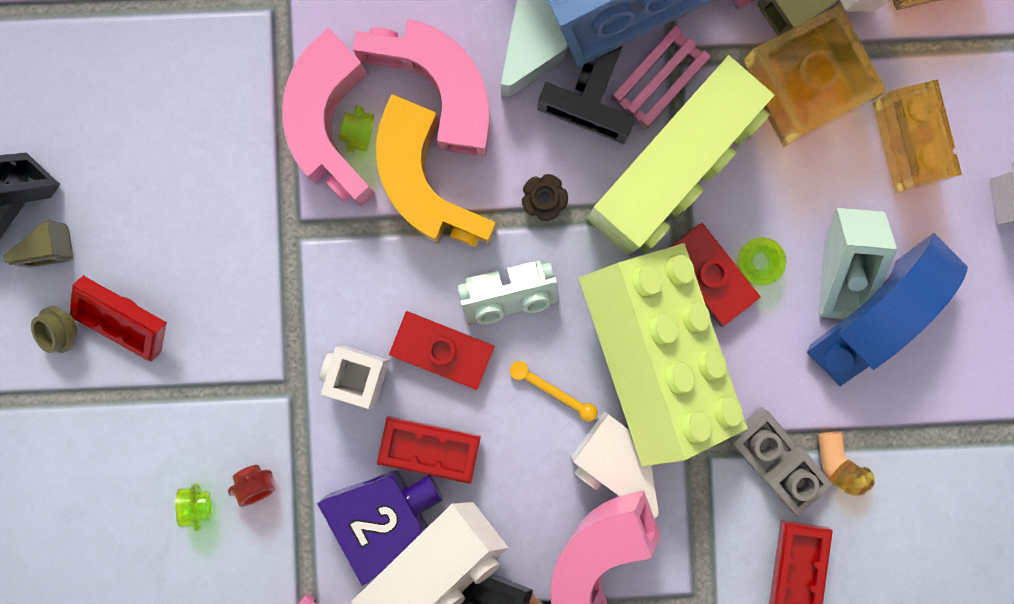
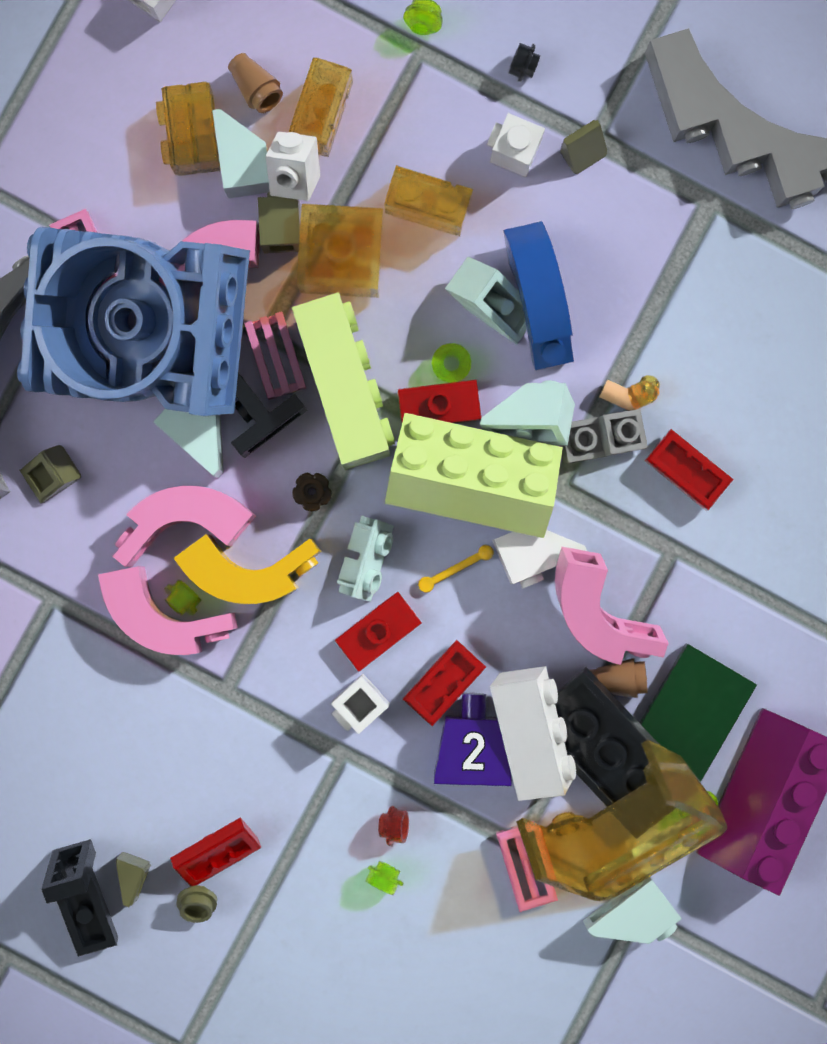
camera: 60 degrees left, 0 degrees up
(764, 377) = (534, 413): none -> light aqua slope

